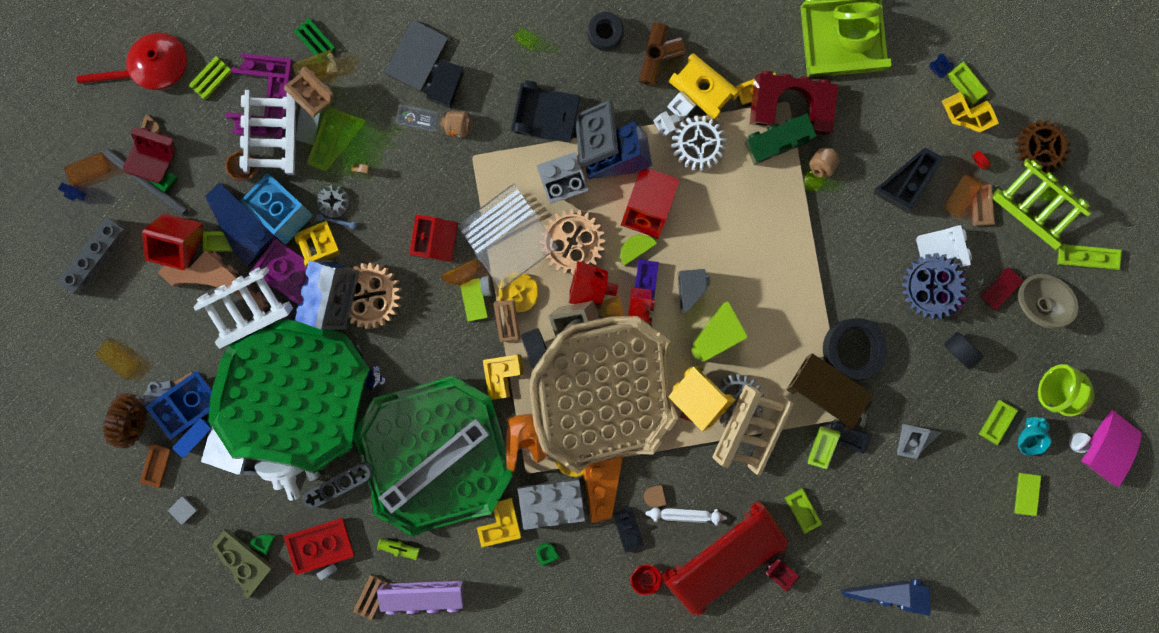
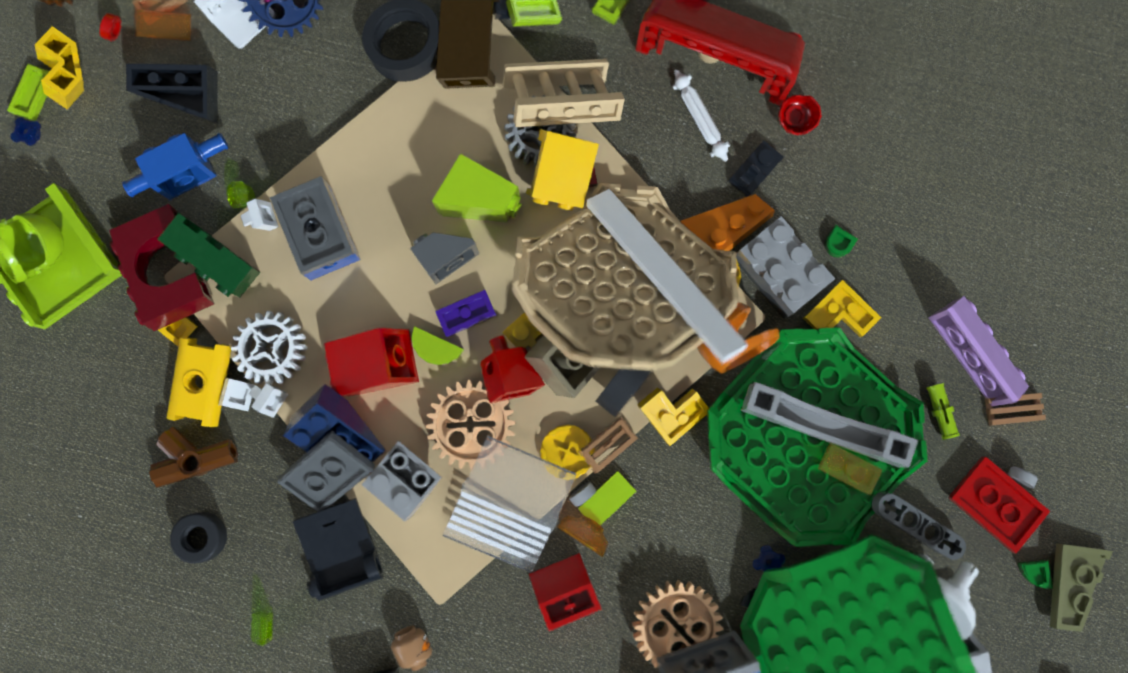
camera: 125 degrees left, 5 degrees down
(399, 462) = (850, 469): none -> clear yellow plate
(590, 419) = (667, 276): none -> white tile
(641, 304) = (496, 300): red brick -> none
(654, 496) = (701, 162): medium nougat tile -> none
(757, 216) = (315, 228): none -> dark grey piece
(789, 186) = (260, 215): none -> white tile
(824, 162) = (210, 193): medium nougat head -> none
(855, 150) = (175, 166): none -> blue brick

